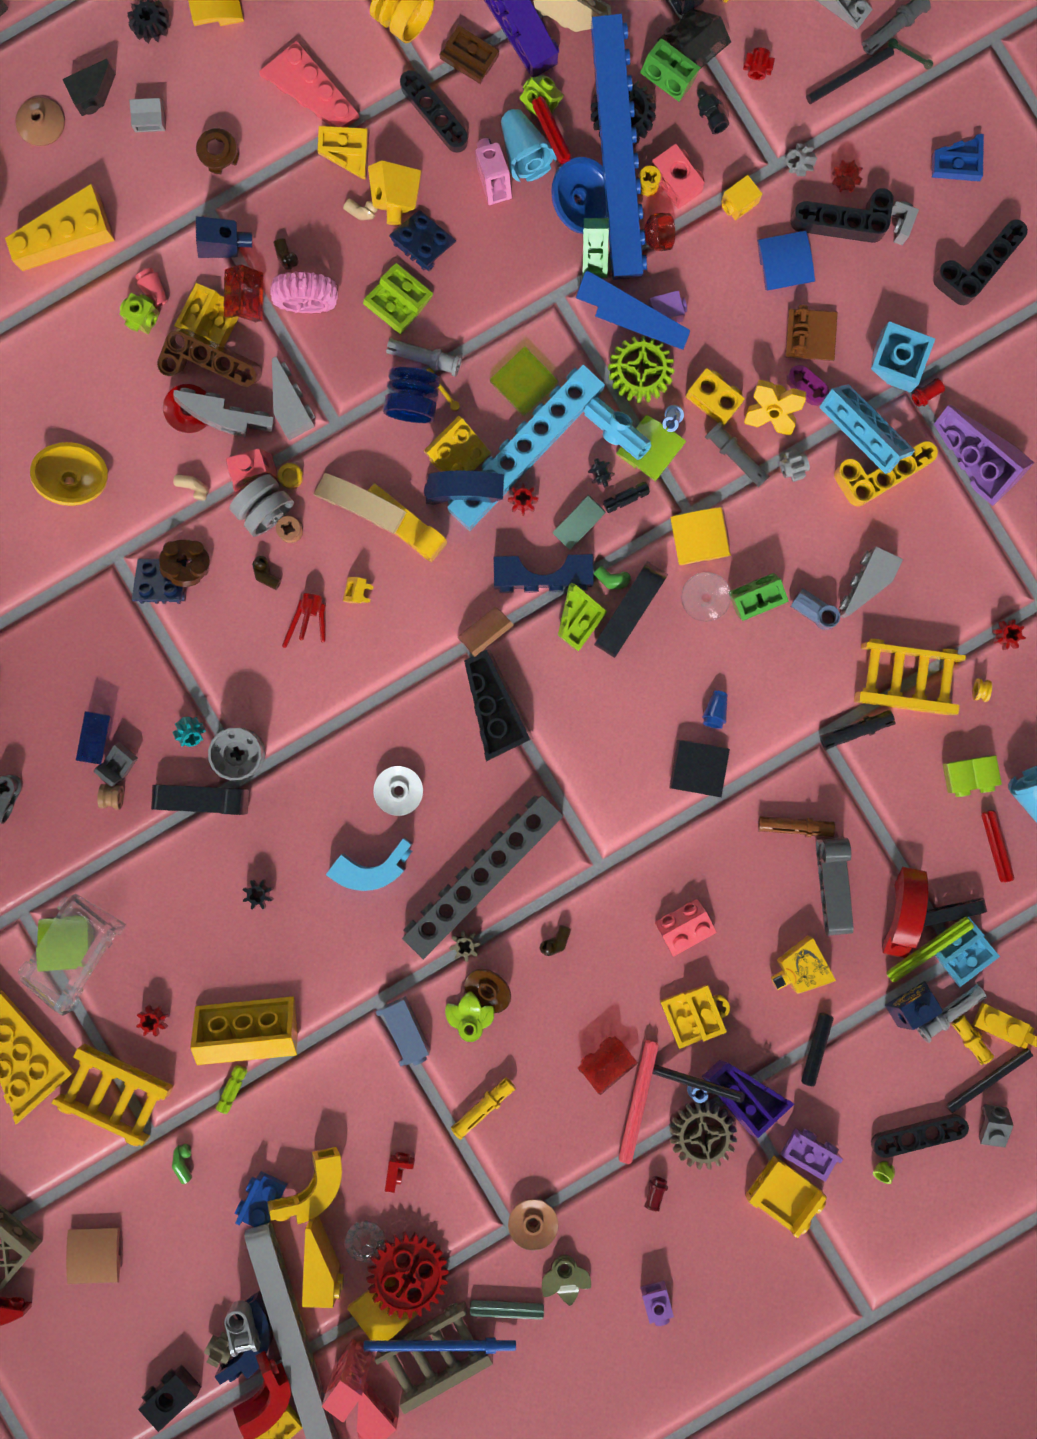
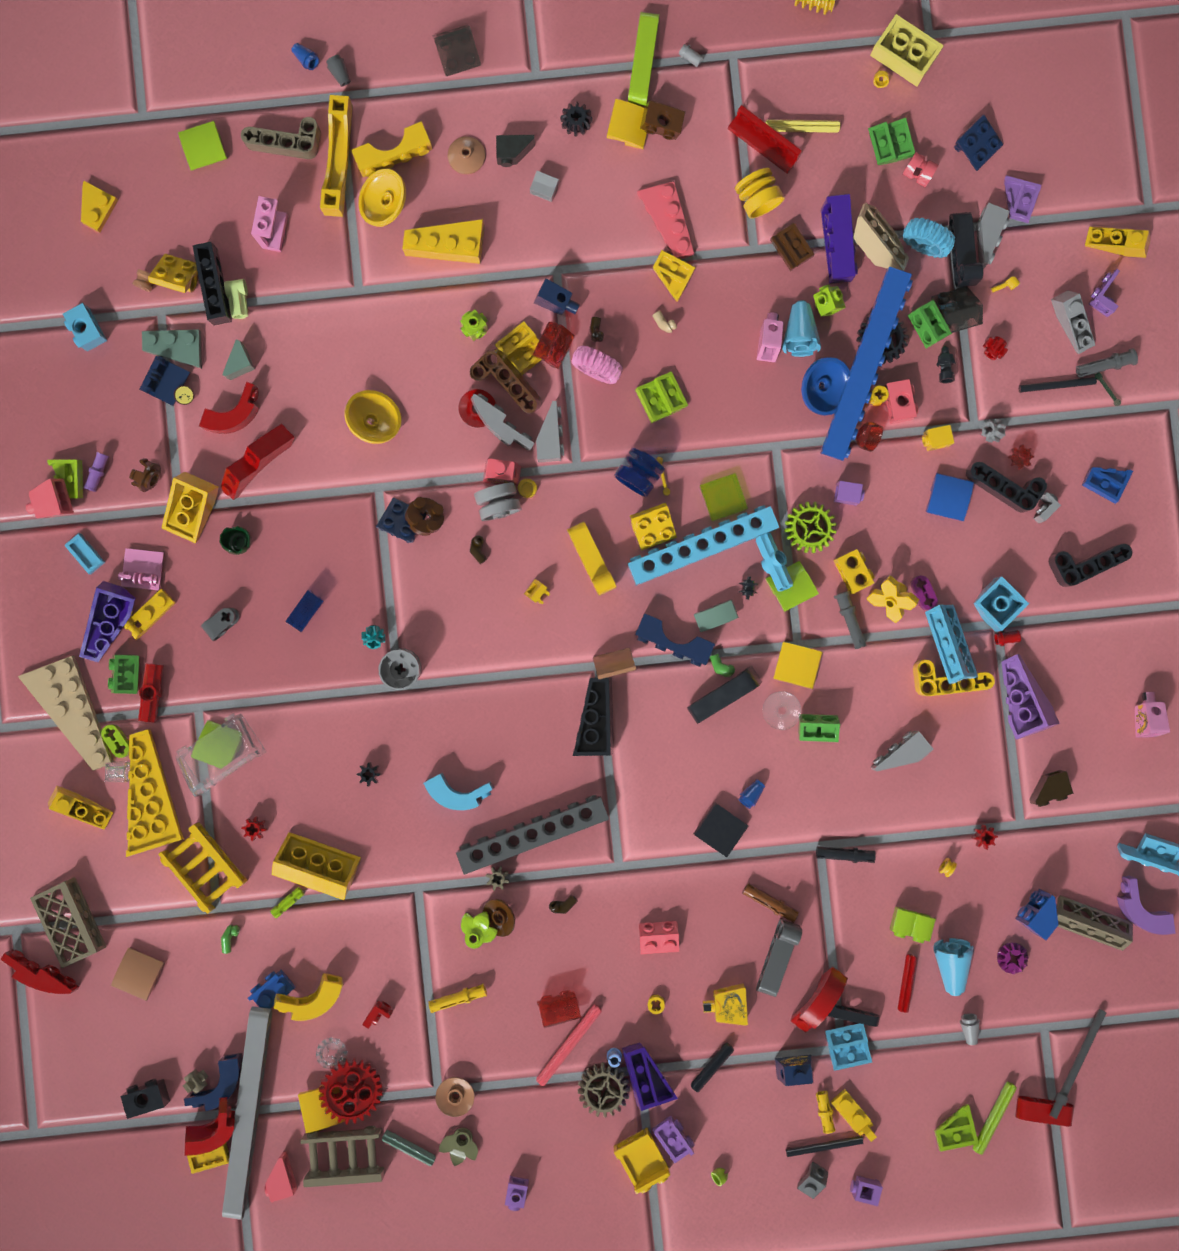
camera: 30 degrees right, 0 degrees up
(110, 796) = (297, 657): medium nougat wheel -> none
(116, 765) = (311, 637): dark grey bracket -> none
(151, 286) = (491, 310): coral cone -> none
(193, 483) = (456, 462): tan arm -> none
(200, 799) = (359, 688): black beam -> none
(225, 158) = (588, 242): reddish brown piece -> none
(241, 1333) = (217, 1077): light grey piece -> none
(294, 531) = (509, 529): nougat wheel -> none
(309, 607) = (500, 587): red plant -> none
(321, 1268) = (291, 1062): yellow slope -> none
(347, 1380) = (276, 1145): coral brick -> none
(360, 502) = (567, 531): tan slope -> none
(385, 794) = (500, 757): white dish -> none
(393, 189) = (694, 320): yellow torso -> none
(405, 1031) = (428, 919): sand blue brick -> none
(422, 240) = (698, 363): dark blue hinge -> none
(435, 110) = (745, 276): black beam -> none
(436, 358) = (668, 453): light grey pin -> none
(464, 486) = (646, 555): dark blue arch -> none
(489, 1345) = (385, 1167): blue bar -> none
(517, 504) = (689, 579): red gear -> none
(551, 130) = (824, 330): red axle -> none
(579, 617) = (685, 683): lime wing -> none
(595, 246) = (817, 427): brick -> none
(626, 497) = (757, 613): black axle -> none
(629, 312) = (820, 485): blue wedge -> none
(657, 1188) = (551, 1115): dark red pin -> none
(673, 416) = (818, 570): light blue pin -> none
(693, 1016) = (635, 1003): yellow slope -> none
(699, 1083) = (617, 1053): black bar -> none
(794, 465) = (888, 646): light grey gear -> none
(811, 334) = (943, 557): dark orange hinge -> none
(813, 607) = (854, 754): sand blue piece -> none
(894, 696) = (899, 853): yellow fence -> none
(919, 1132) = (757, 1158): black beam -> none
(930, 949) = (825, 1034): lime axle -> none
(951, 1012) = (819, 1086): light grey pin -> none

